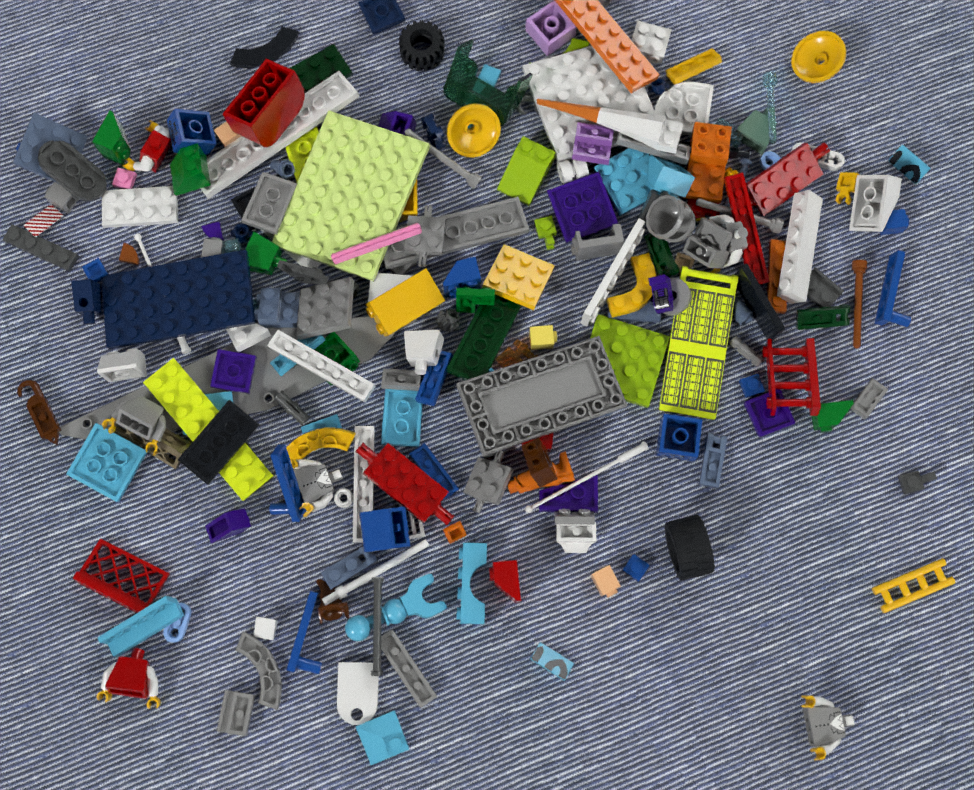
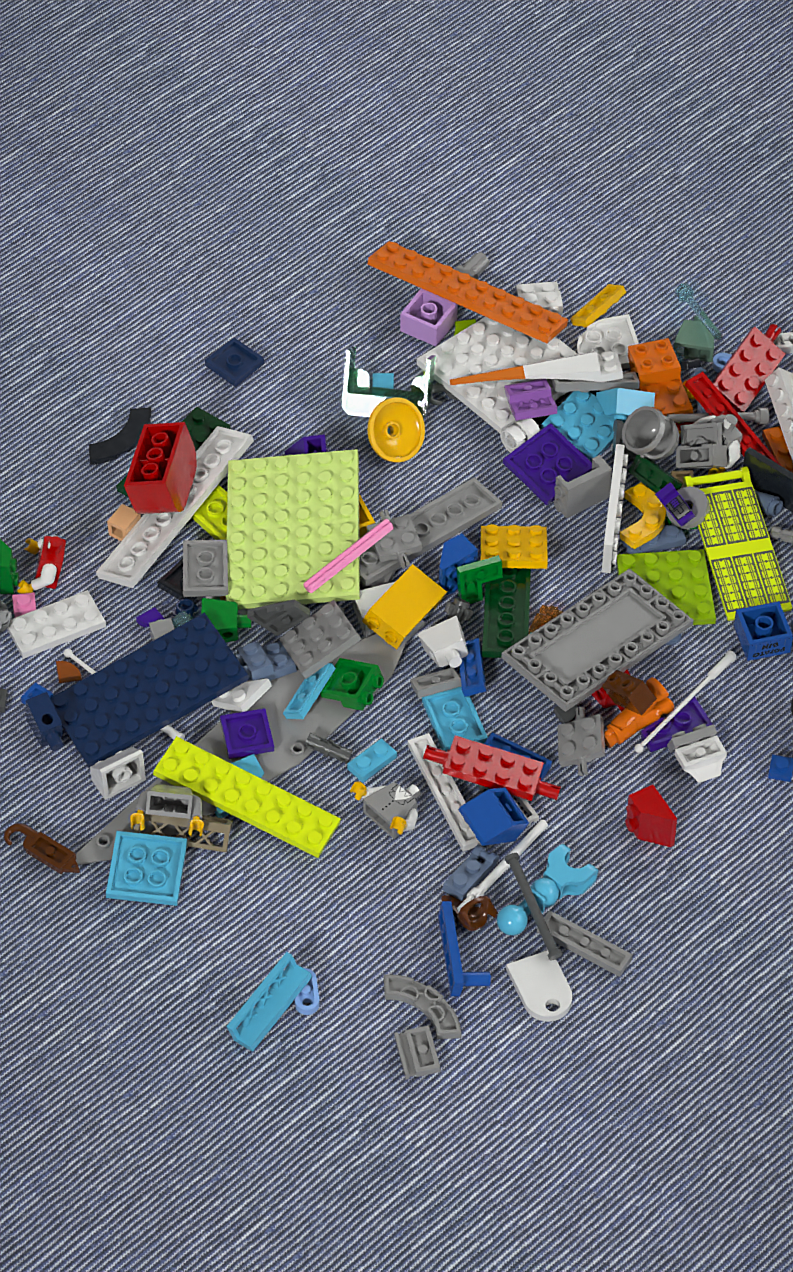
camera: 20 degrees left, 25 degrees down
(108, 590) = (216, 988): red fence -> none
(130, 678) = (283, 1056): red torso -> none
(189, 170) = (99, 565): green slope -> none
(190, 128) = (84, 530): blue brick -> none
(218, 442) = (267, 799): black tile -> none
(228, 525) = (314, 880): dark purple slope -> none
(265, 628) = (407, 961): white slope -> none
(283, 168) = (203, 531): sand blue cone -> none
(288, 486) = (382, 835): blue piece -> none
(320, 438) = (374, 764): yellow tile -> none
(321, 366) = (347, 684): white plate -> none
(337, 498) = (430, 808): white plate -> none
(382, 737) = (592, 1018): medium azure plate -> none
(421, 33) = (293, 388): black tyre -> none
(434, 133) = (349, 440): dark blue plate -> none
(454, 532) = (569, 800): orange slope -> none
(471, 178) = (414, 478): light grey piece -> none
(471, 610) = (625, 862): medium azure arch -> none
(526, 170) = (470, 451): lime slope -> none
(542, 337) = (567, 593): light yellow brick -> none
(546, 229) = (518, 499): lime plate -> none
(552, 661) = (738, 884): slope -> none
(606, 581) = (756, 787): light nougat brick -> none
(658, 86) = (570, 334): dark blue plate -> none
(816, 48) = (721, 247): yellow dish -> none

